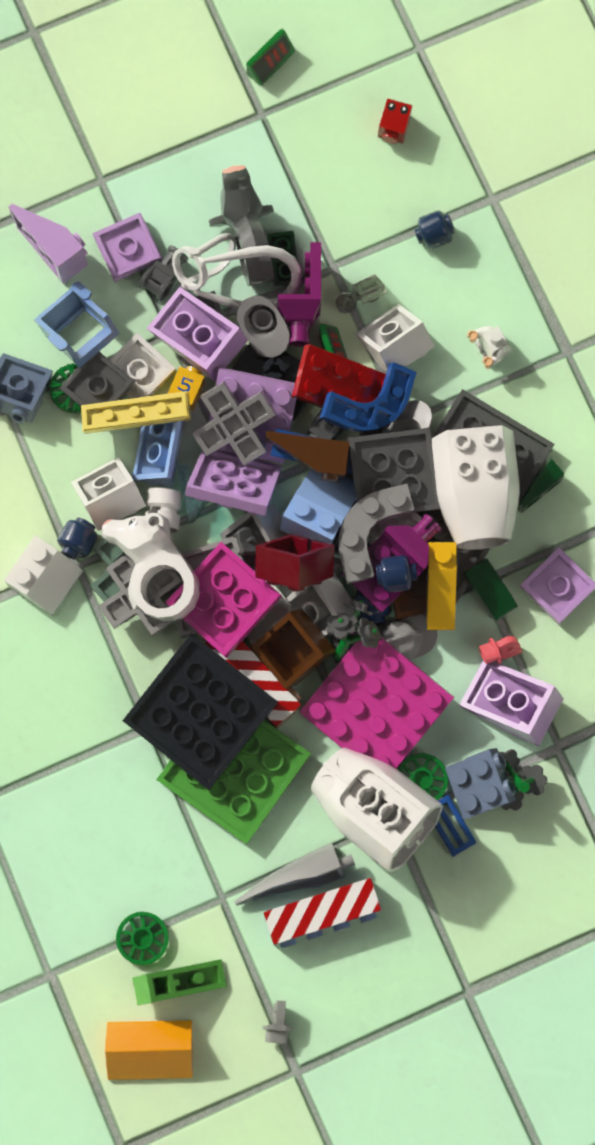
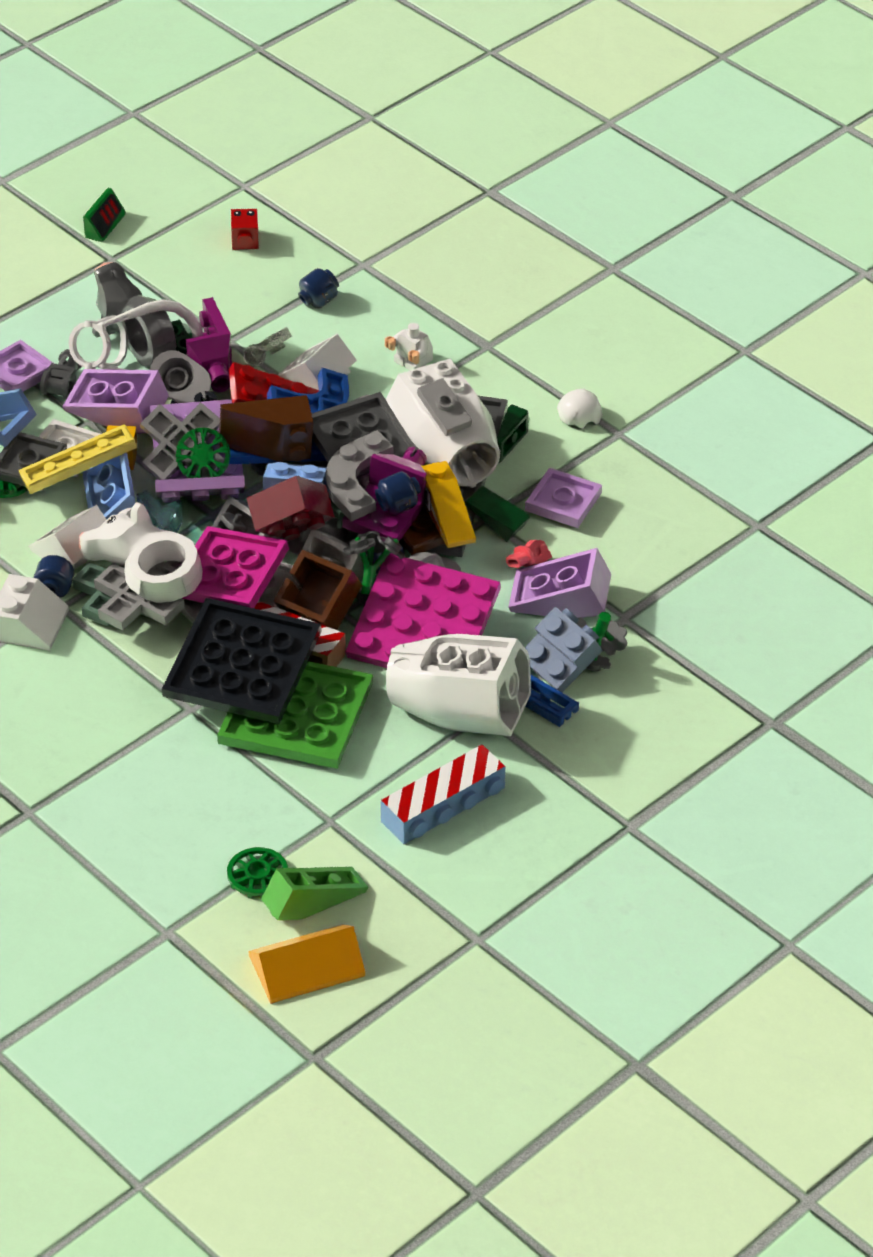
camera: 20 degrees left, 35 degrees down
(245, 450) = (203, 453): none -> green wheel
(277, 1031) = (439, 899): light grey piece -> none
(305, 872) = (411, 768): light grey piece -> none
(470, 495) = (444, 407): none -> light grey plate

